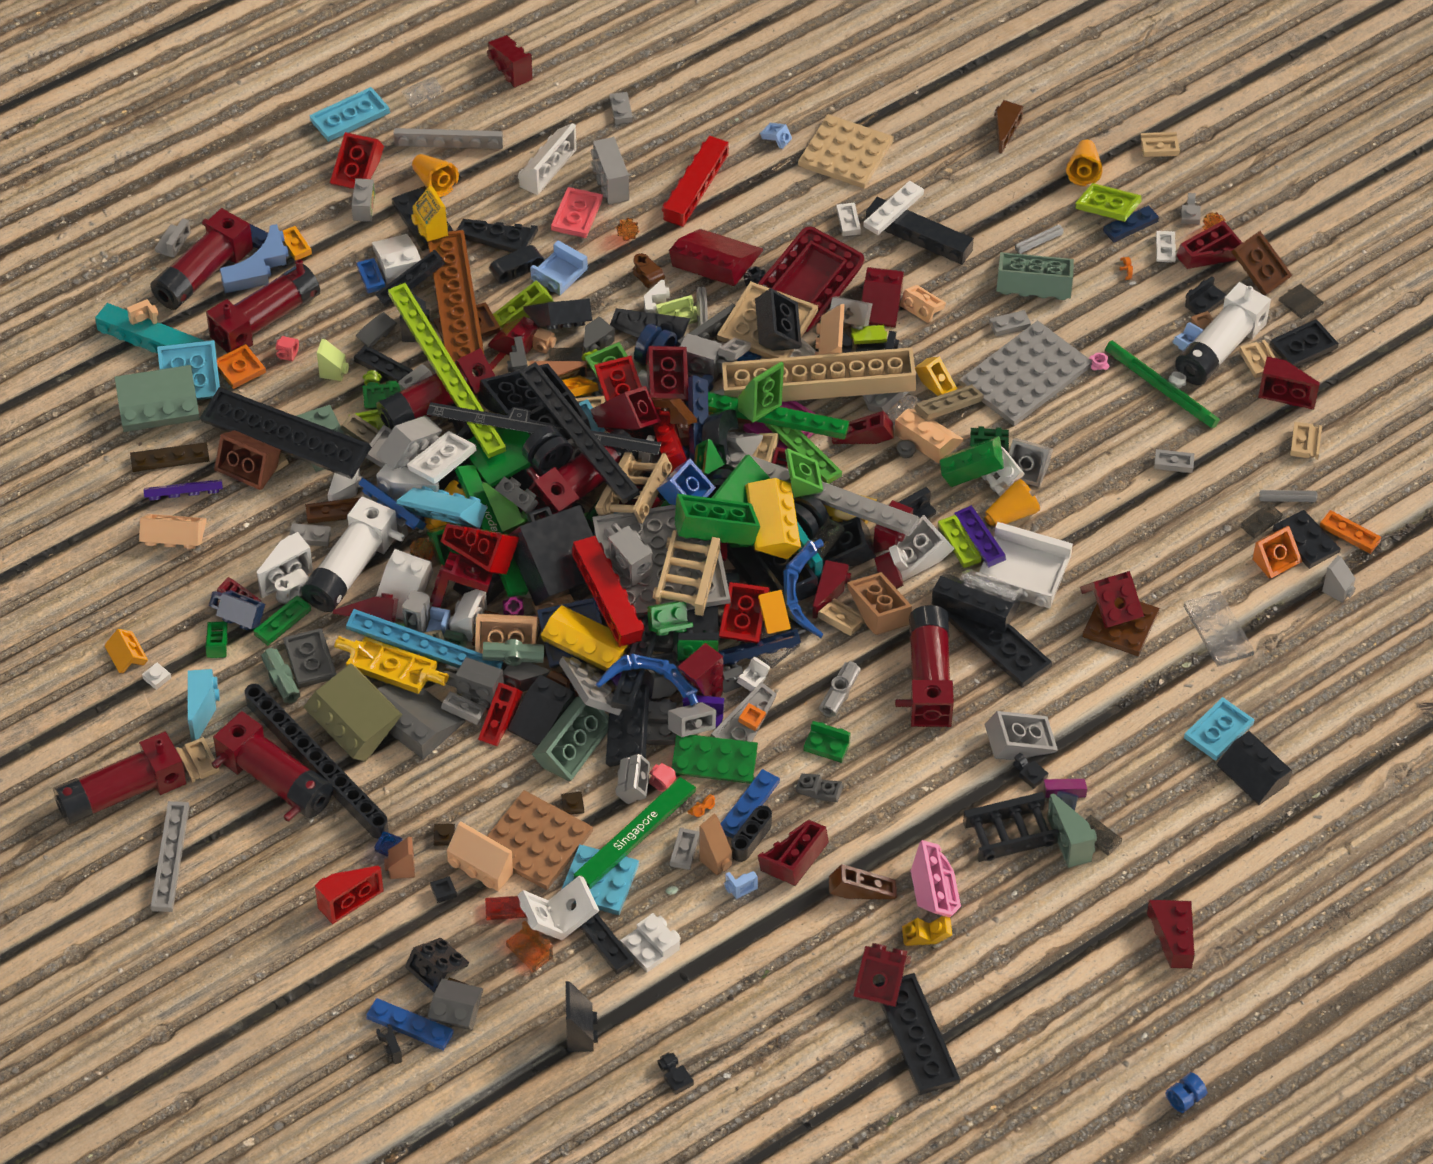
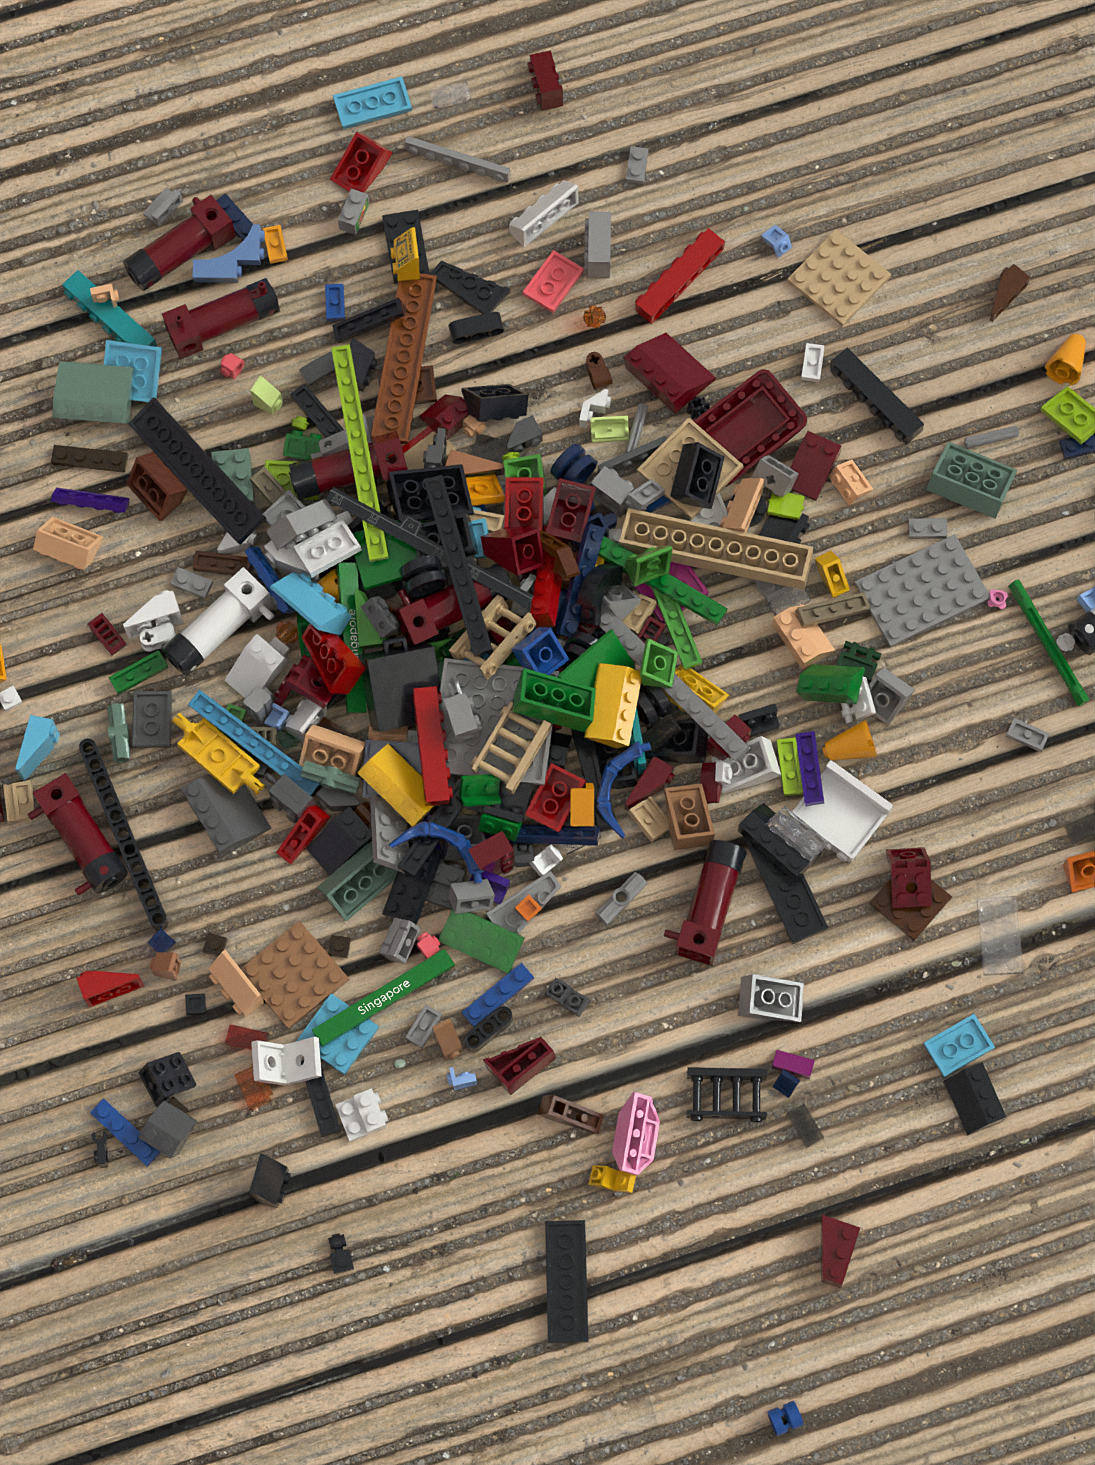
camera: 20 degrees right, 20 degrees up
(216, 640) = (71, 685): green slope -> none
(237, 609) = (100, 650): brick -> none
(240, 366) = (181, 374): orange plate -> none
(353, 712) = (167, 798): olive slope -> none
(379, 606) = (223, 686): dark red slope -> none
(395, 256) = (365, 285): white slope -> none
(436, 173) = (430, 200): light orange cone -> none
(463, 708) = (271, 817): light grey plate -> none
(513, 310) = (471, 376): lime slope -> none
(513, 606) = (349, 723): magenta piece -> none
(560, 268) = (515, 344): light blue panel -> none
(635, 321) = (573, 432): black wing -> none
(699, 809) = (450, 988): orange piece -> none
(707, 457) = (574, 619): green slope -> none
(827, 741) = (591, 951): green bracket -> none
(868, 430) = (747, 616): dark red slope -> none
(889, 964) = (560, 1206): dark red bracket -> none
(893, 207) = (858, 367): white plate -> none
(906, 448) = (776, 646): dark grey plate -> none
(1031, 773) = (767, 1039): black plate -> none
(1075, 835) = (778, 1123): sand green slope -> none
(1127, 266) = (1067, 494): orange piece -> none

